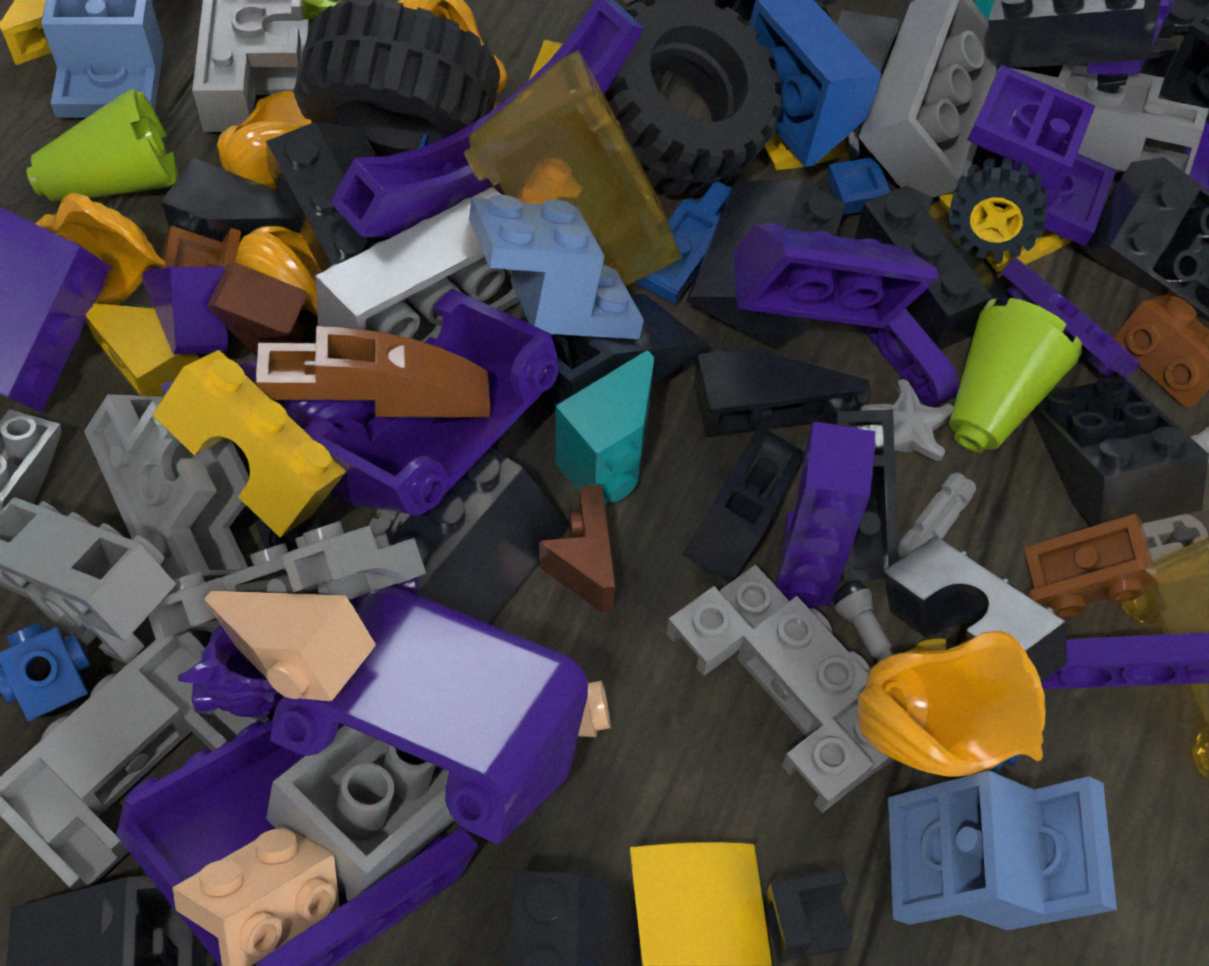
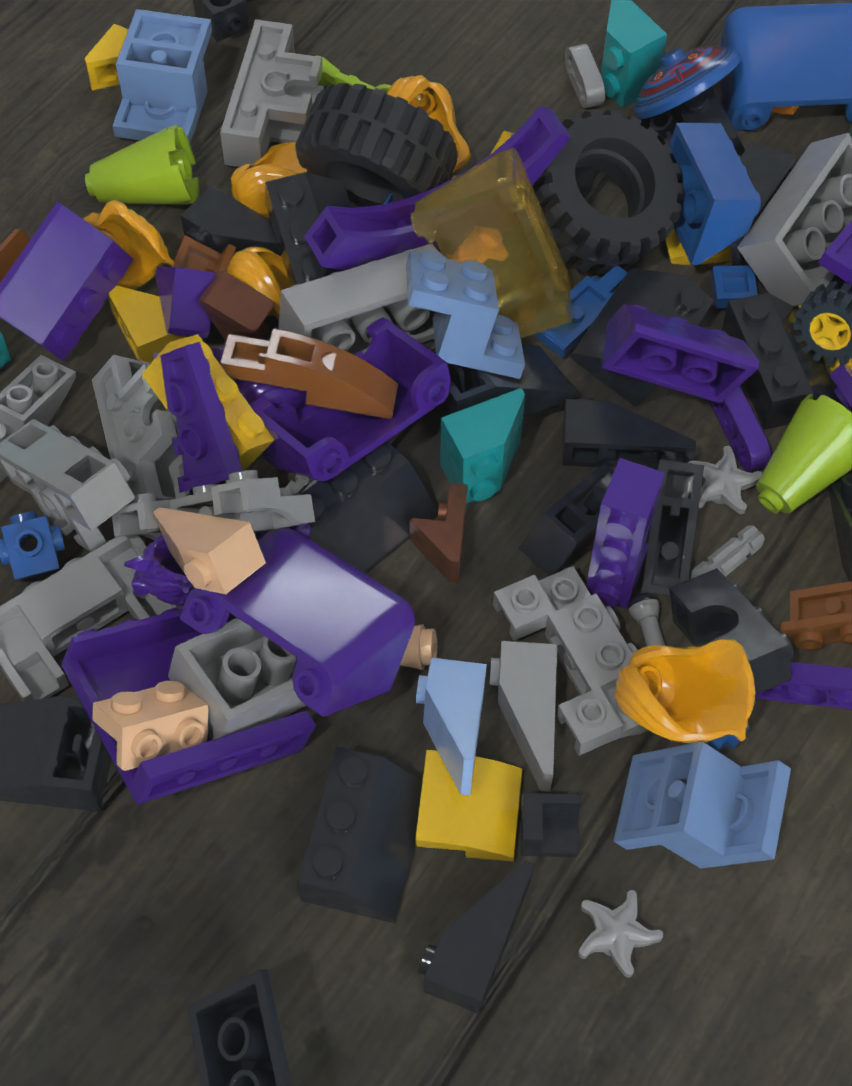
camera: 15 degrees right, 0 degrees up
(249, 473) = (201, 421): none -> dark purple wing
(657, 796) = (453, 714): none -> light blue slope
(744, 756) = (527, 701): none -> light grey slope

